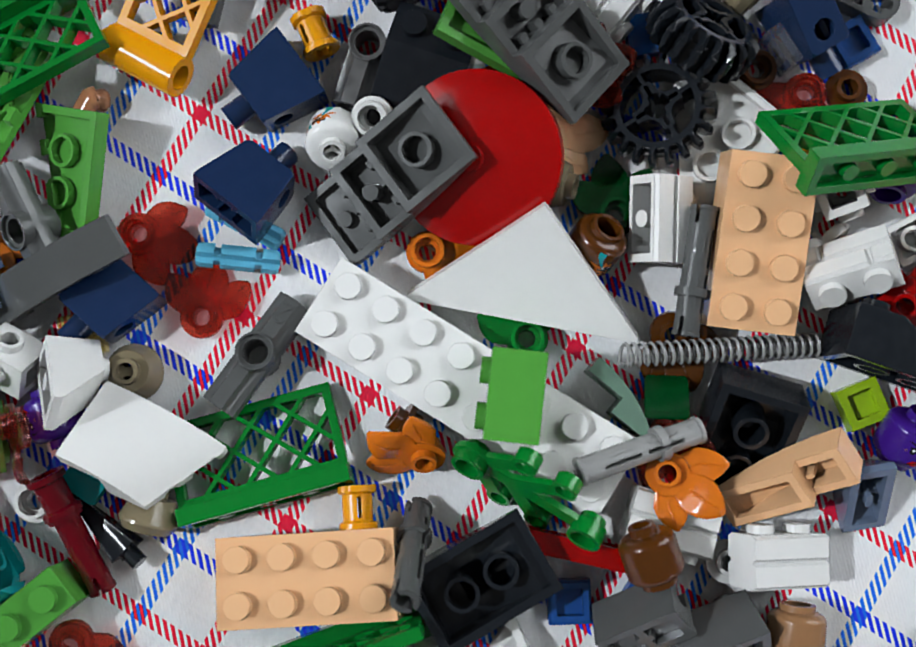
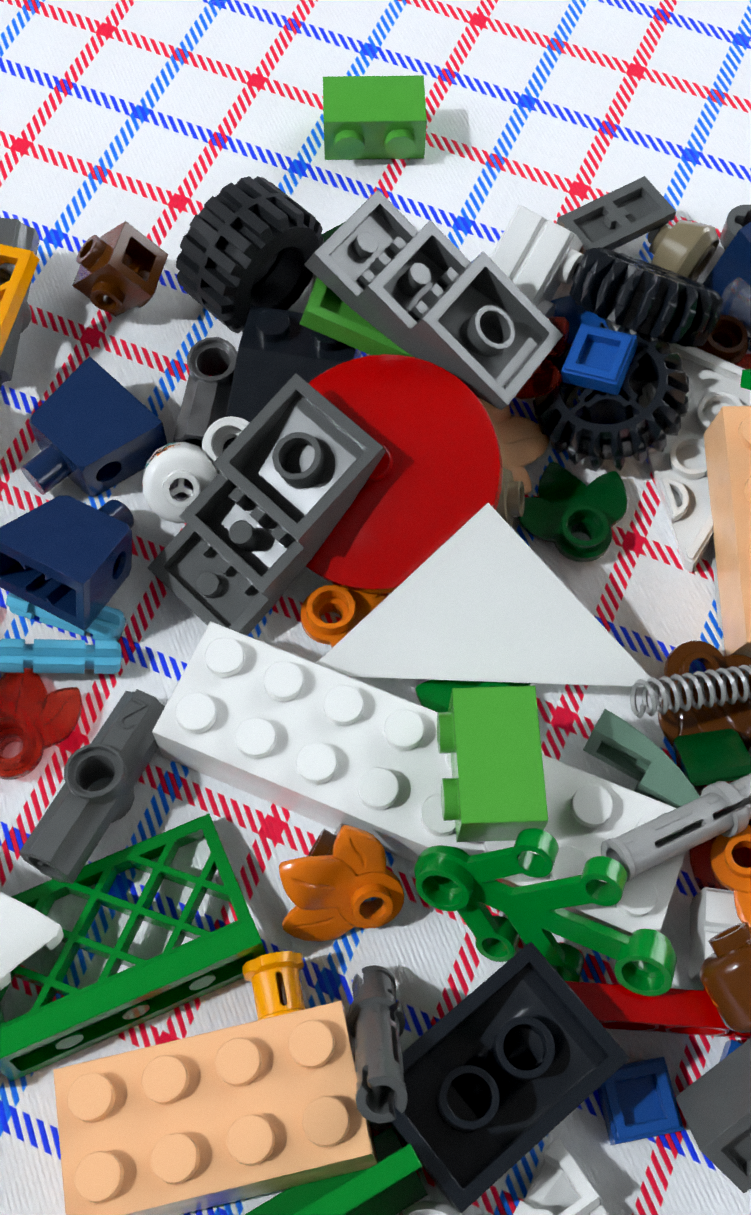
camera: 10 degrees left, 20 degrees down
(314, 33) = (141, 367): light orange bush -> none
(599, 240) = (573, 556): reddish brown head -> none
(653, 87) = (599, 359): none -> blue tile
(659, 217) = (646, 523): white brick -> none
(695, 271) = (712, 596): dark grey pin -> none

